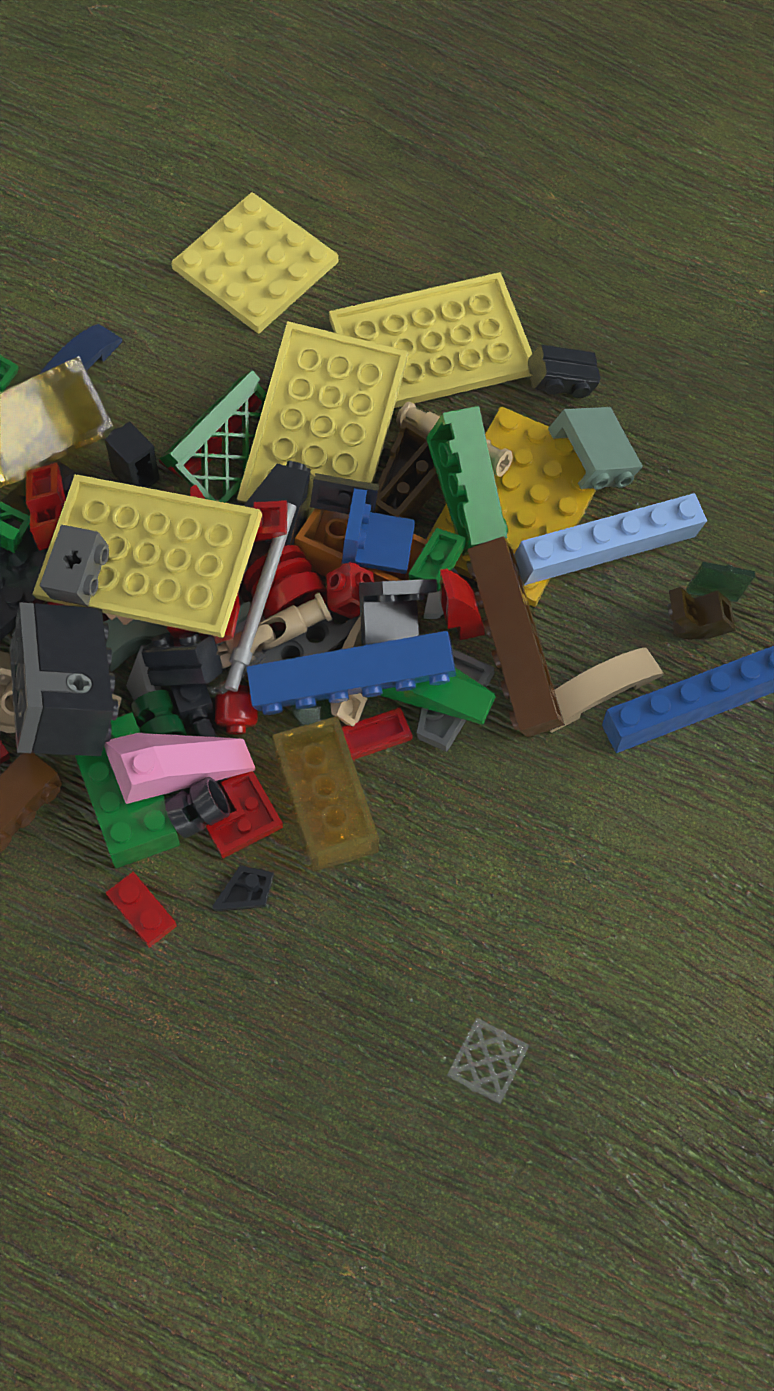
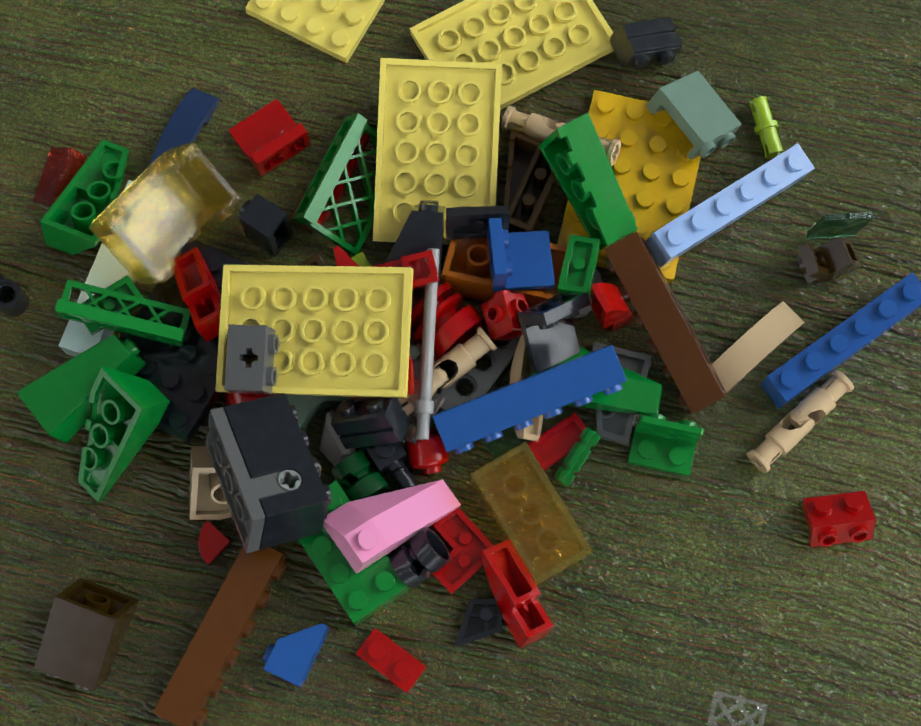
camera: 10 degrees left, 10 degrees up
(44, 877) = (295, 654): none -> blue slope
(162, 383) = (270, 137): none -> red bracket
(288, 870) = (515, 594): none -> red slope
(390, 749) = (577, 456): none -> green axle
(484, 755) = (664, 444): none -> green bracket
(631, 768) = (803, 418): none -> tan piece
(652, 873) = (839, 518): none -> red bracket
(668, 474) = (766, 127): none -> lime pin

